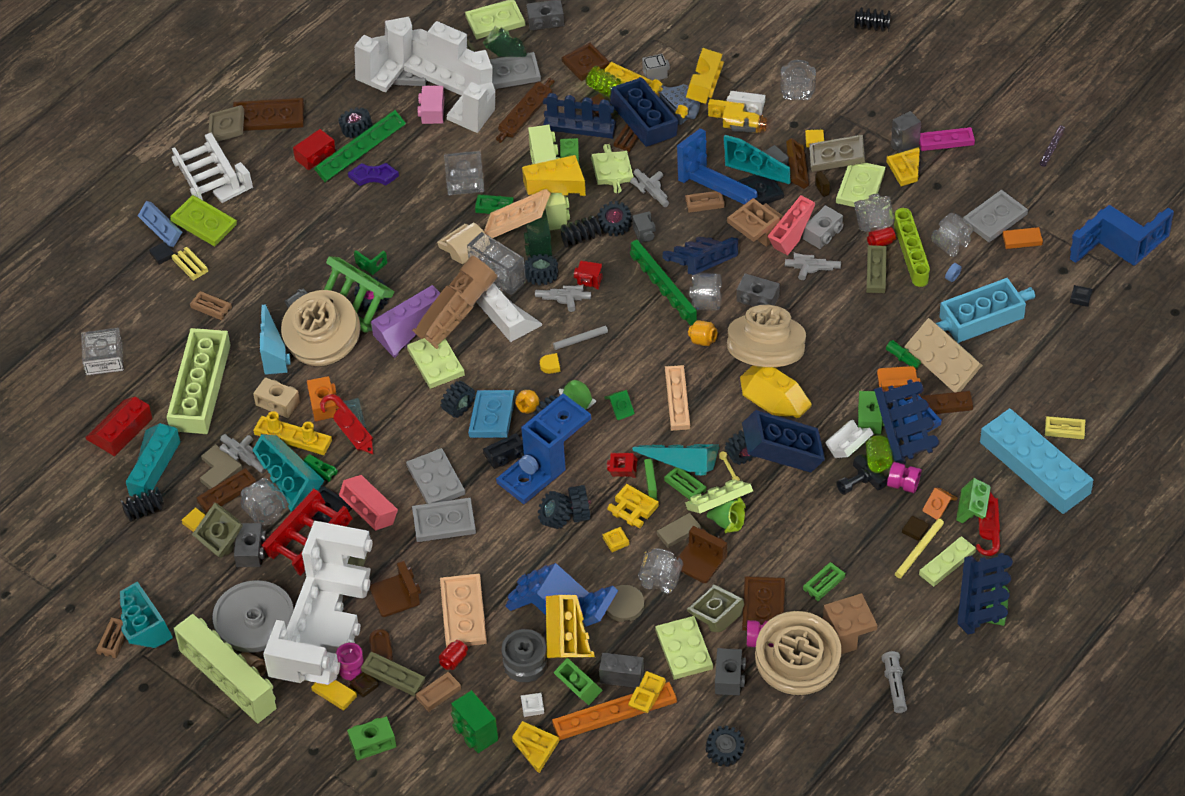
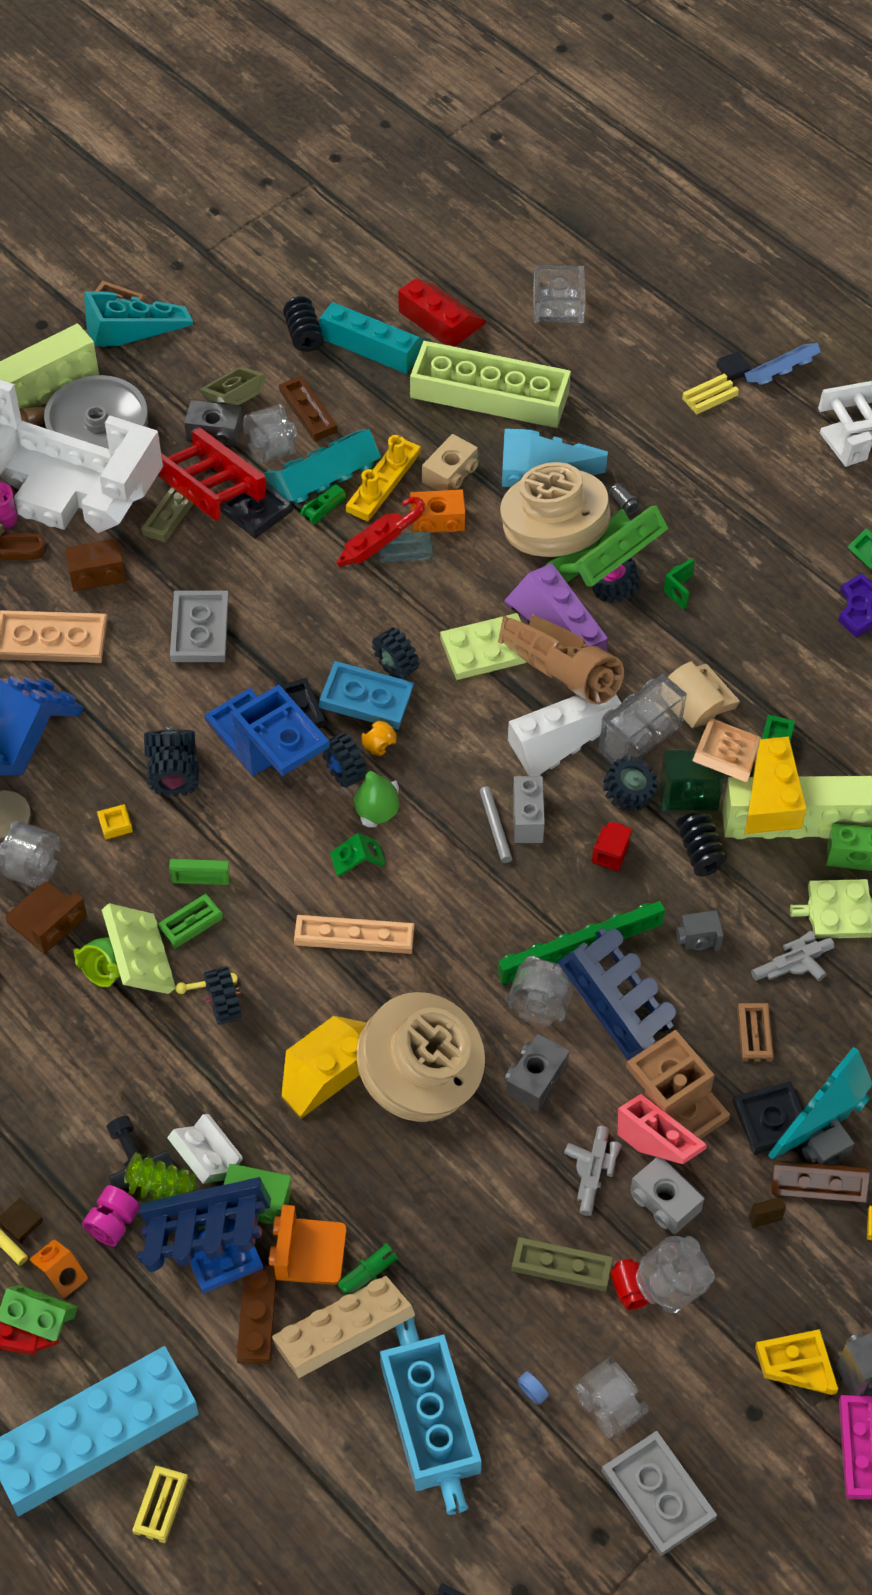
camera: 95 degrees right, 5 degrees up
(193, 519) = (274, 377): yellow tile -> none
(203, 220) = (780, 405): lime plate -> none
(209, 307) = (638, 418): medium nougat tile -> none
(222, 467) = (348, 410): dark tan tile -> none
(241, 450) = (375, 421): light grey piece -> none
(368, 502) = (244, 544): coral brick -> none
(435, 477) = (277, 627): light grey plate -> none
(464, 173) = (837, 704): clear brick -> none
(550, 363) = (452, 780): yellow tile -> none
(565, 296) = (580, 815): light grey piece -> none
(570, 317) = (528, 809): none -> light grey brick
(615, 218) = (723, 891): black wheel -> none
(619, 459) = (234, 841): red brick -> none
(637, 502) = (174, 845): yellow plate -> none
(677, 530) = (102, 891): dark tan tile -> none
(693, 163) = (829, 1012): blue bracket -> none
(693, 458) = (233, 923): teal wedge -> none
(702, 333) = (465, 980): light orange head -> none
(783, 441) = (199, 1037): dark blue brick -> none
(837, 153) = (836, 1249): dark tan tile -> none
(859, 183) = (761, 1276): yellowish green plate -> none
(911, 247) = (616, 1322): lime beam -> none
(1022, 238) = (603, 1533): orange tile -> none

